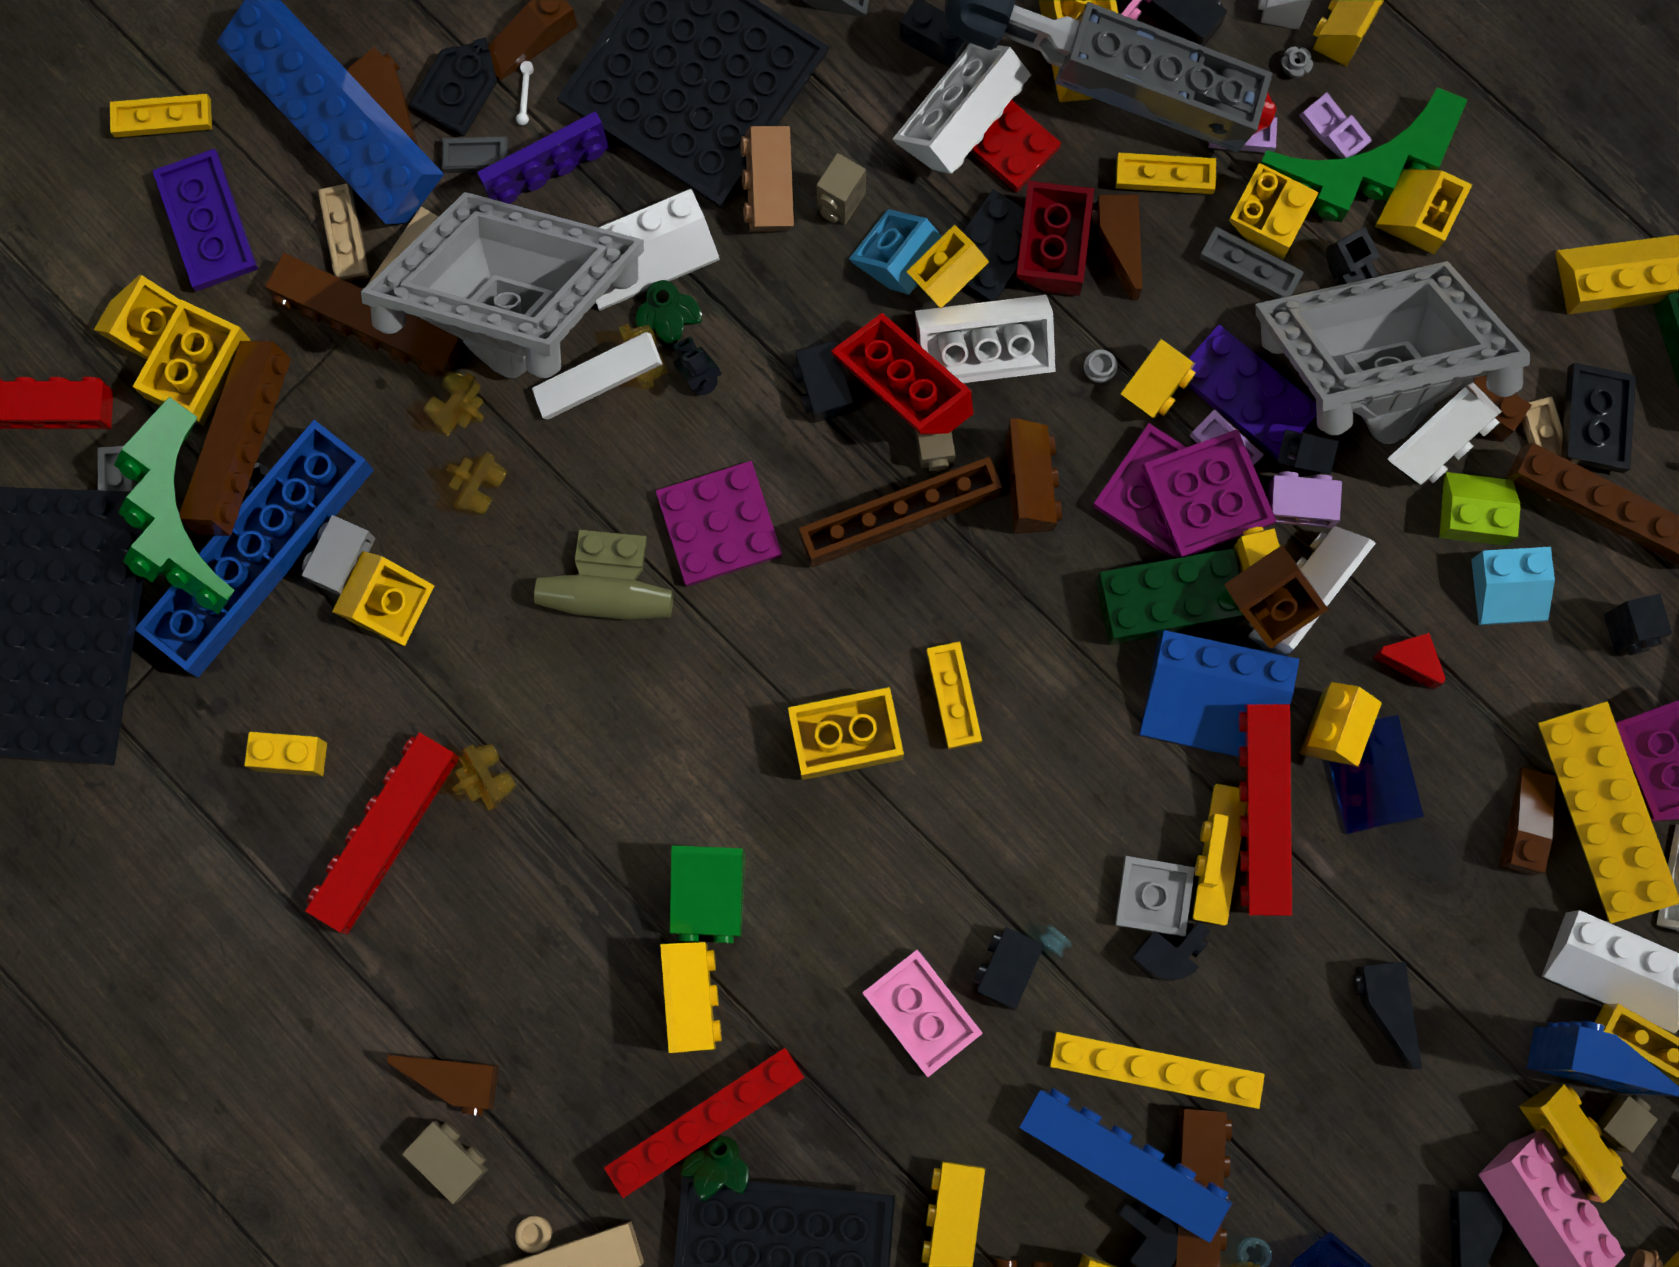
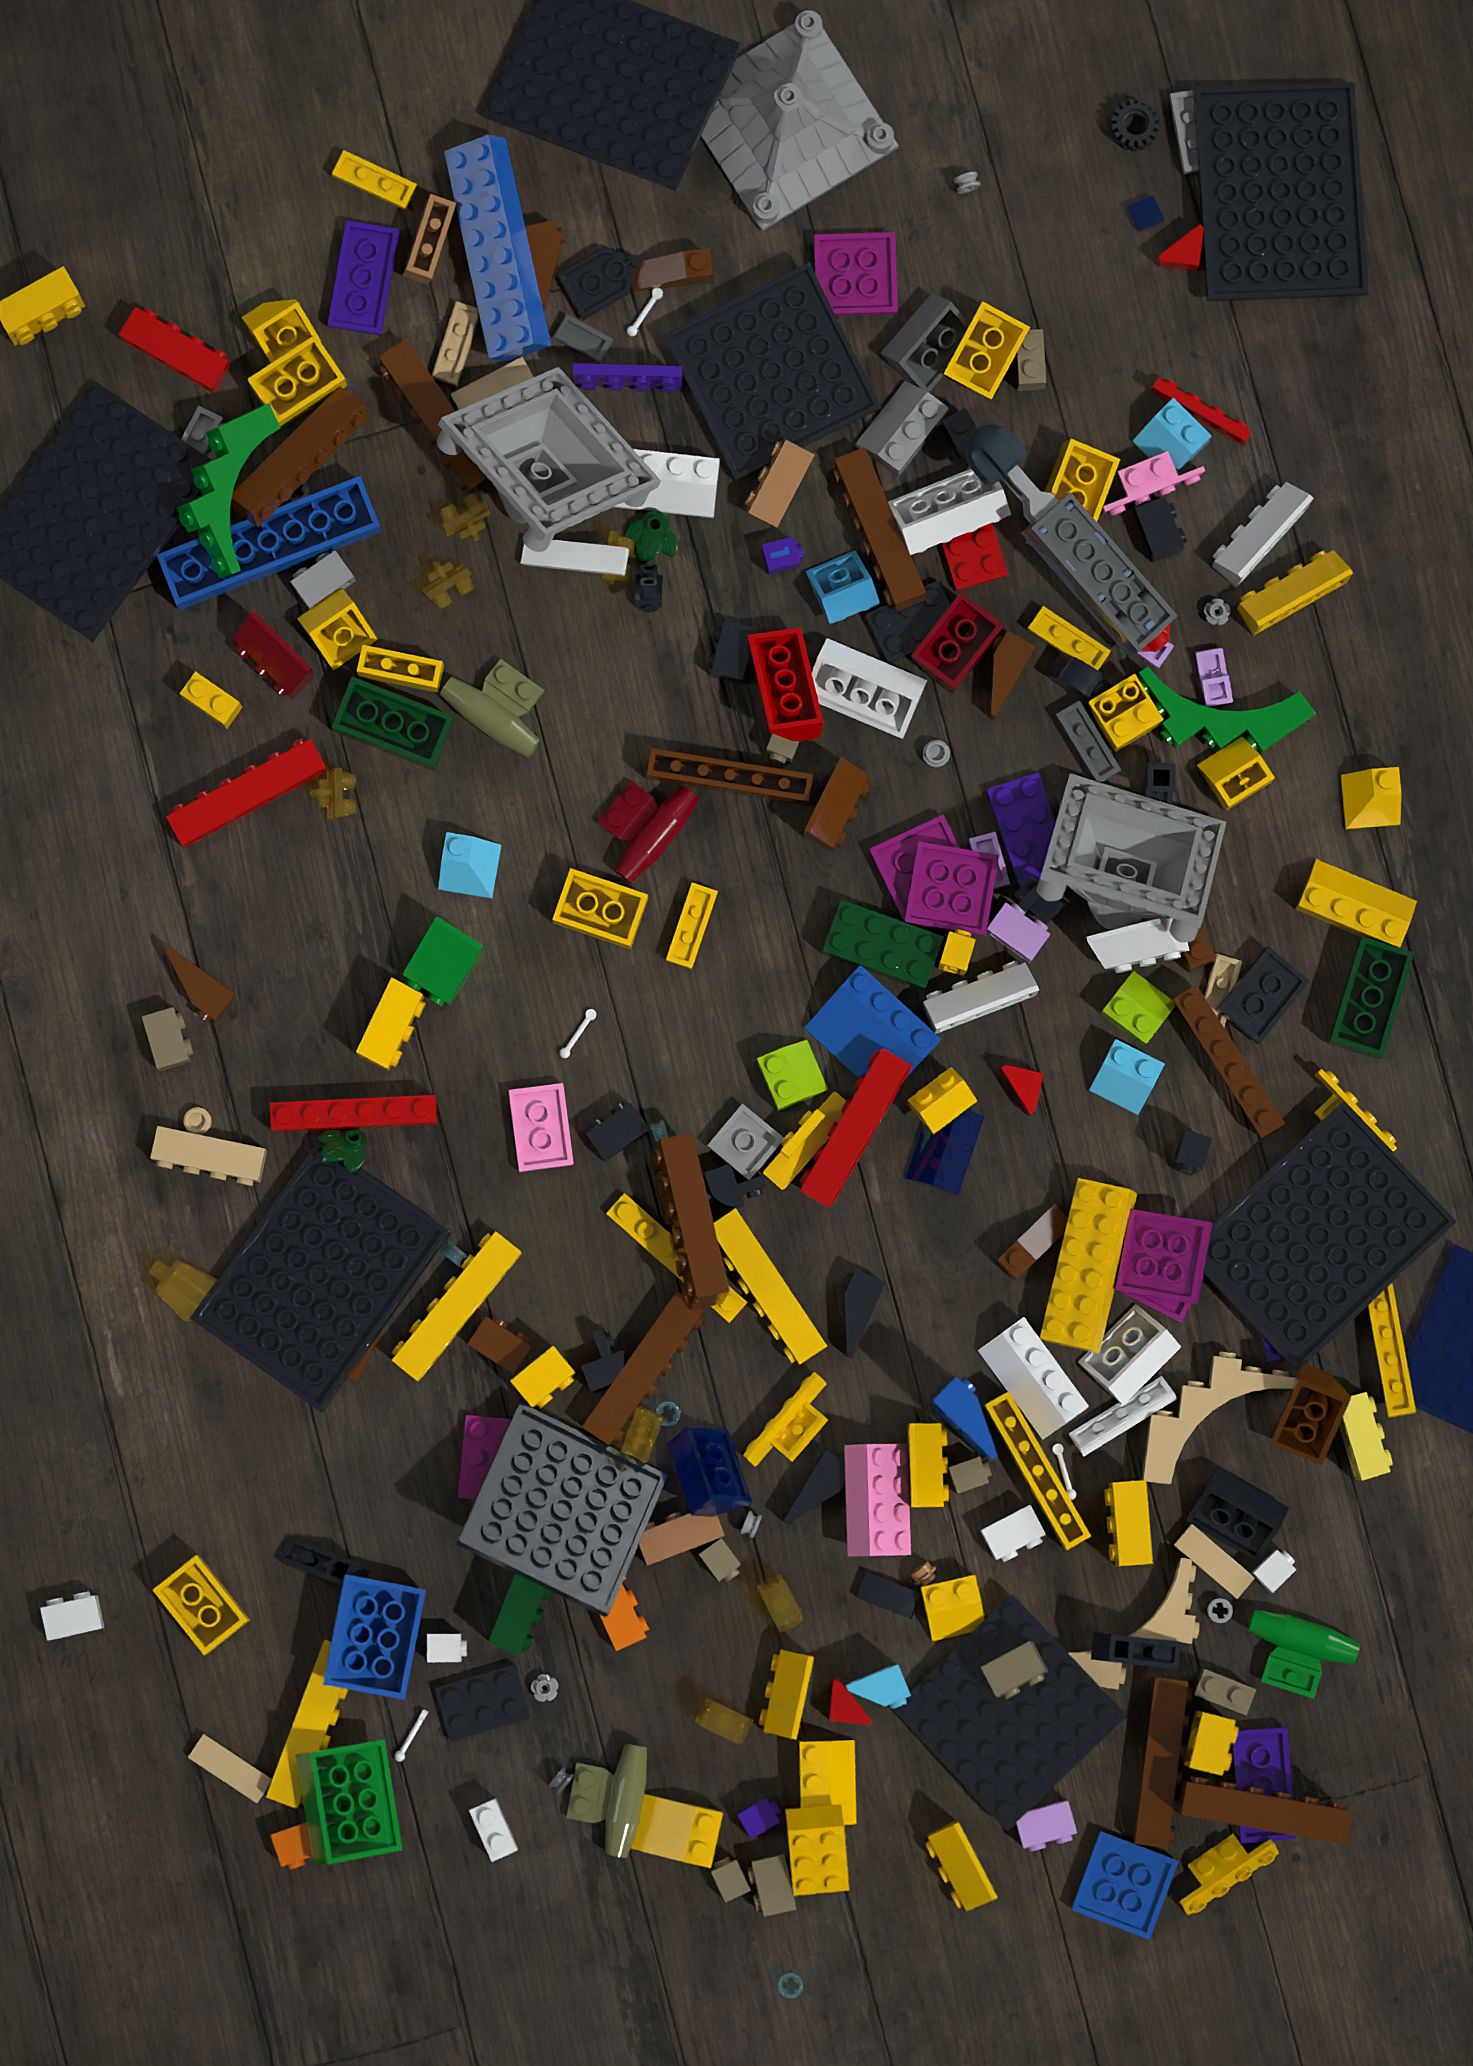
camera: 25 degrees right, 5 degrees up
(251, 139) = (429, 239): none -> medium nougat brick
(327, 666) = (272, 656): none -> dark red slope
(475, 600) = (400, 668): none -> yellow brick
(501, 664) = (393, 723): none -> dark green brick
(673, 770) = (469, 865): none -> medium azure slope
(719, 523) = (600, 710): magenta plate -> none
(815, 254) = (782, 555): none -> dark purple brick
(841, 189) = (825, 520): dark tan brick -> none
(841, 617) = (646, 826): none -> dark red plate
(862, 57) = (902, 427): none -> light grey slope
(901, 857) = (590, 1015): none -> white hinge
(902, 168) = (880, 529): none -> reddish brown brick
(911, 1215) = (454, 1254): none -> clear light blue bush
(947, 266) = (866, 621): yellow brick -> none
(1127, 1165) = (616, 1303): blue brick -> none
(1155, 1022) = (690, 1221): none -> reddish brown brick
(1158, 379) = (968, 787): yellow brick -> none
(1159, 794) = (792, 1074): none -> lime slope
(1201, 201) = (1078, 677): none -> black brick
(1276, 597) = (945, 986): reddish brown brick -> none
(1277, 1044) = (768, 1289): none -> yellow brick
(1402, 1187) = (792, 1426): none -> yellow bracket
(1575, 154) = (1372, 798): none -> yellow slope

